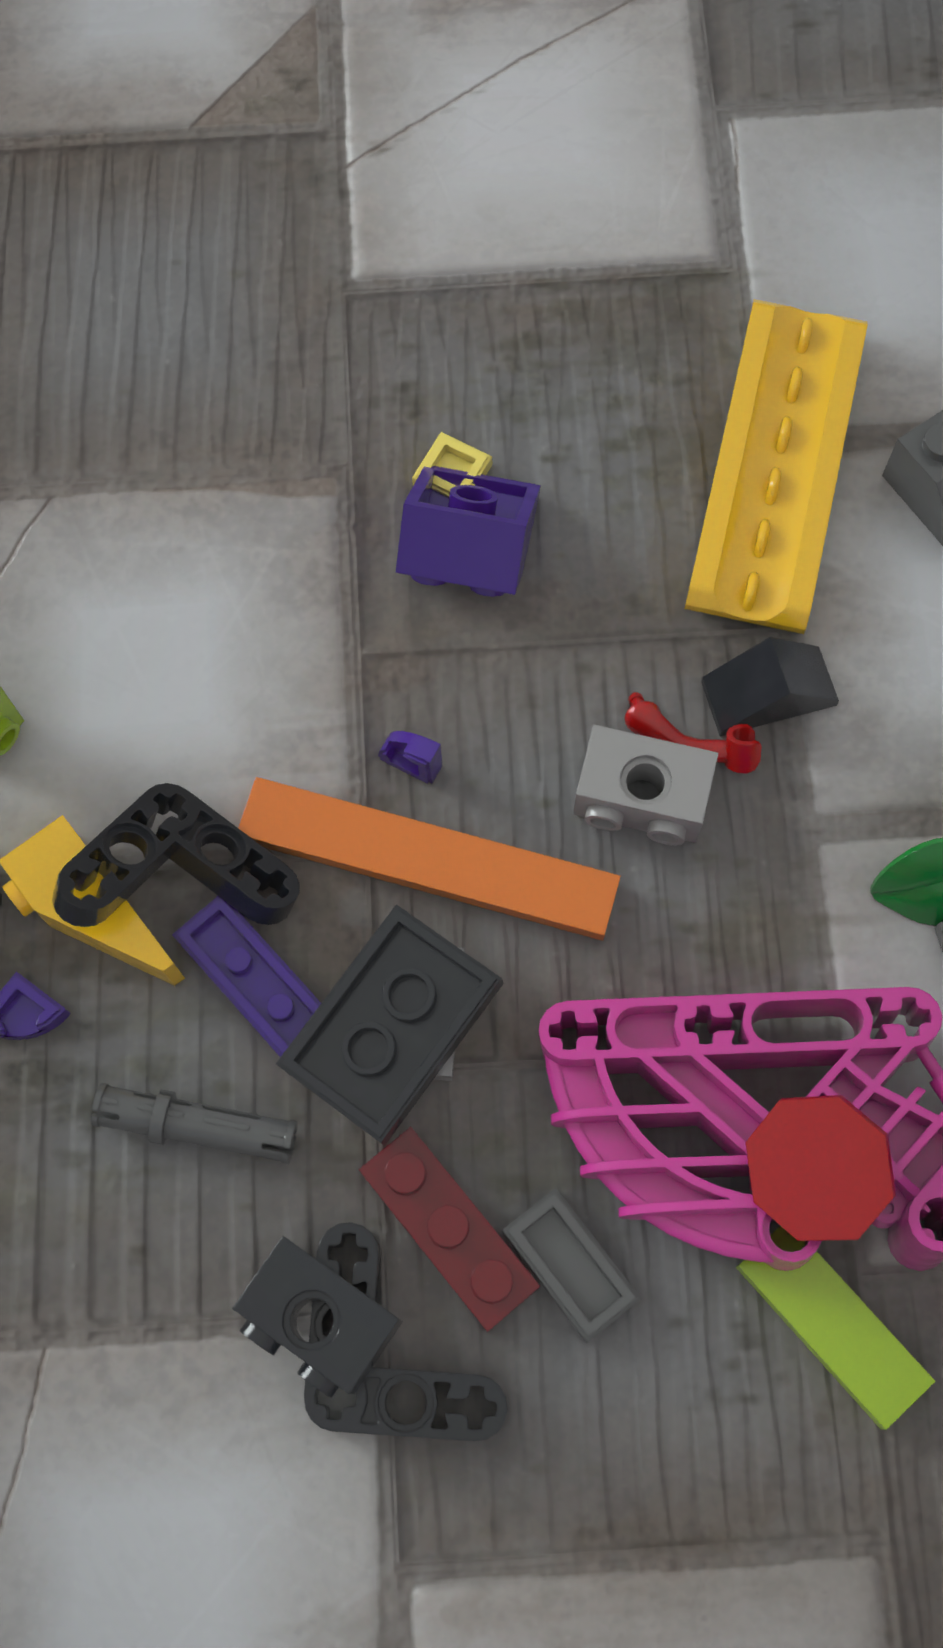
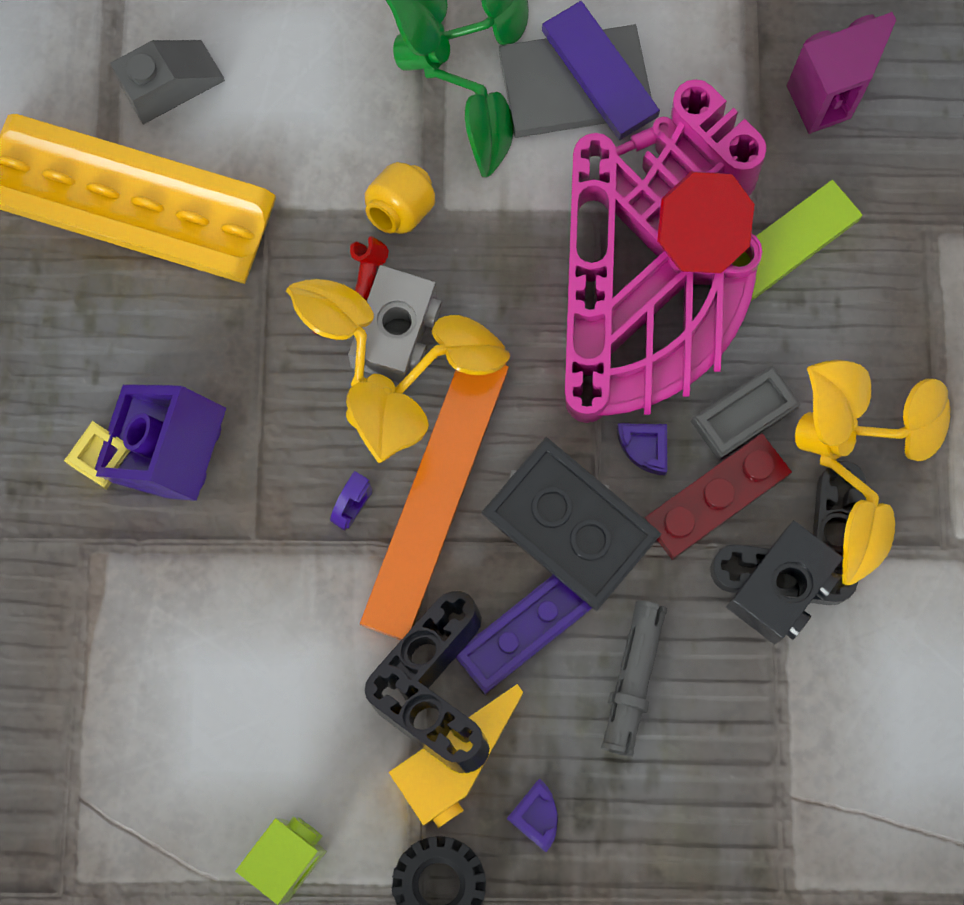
camera: 90 degrees left, 5 degrees up
(498, 757) = (375, 407): none -> yellow plant
(513, 1127) = (645, 445): none -> dark purple tile
(549, 1372) = (841, 397): none -> yellow plant
(769, 685) = (319, 229): black slope -> none
(820, 778) = (399, 198): none -> yellow head

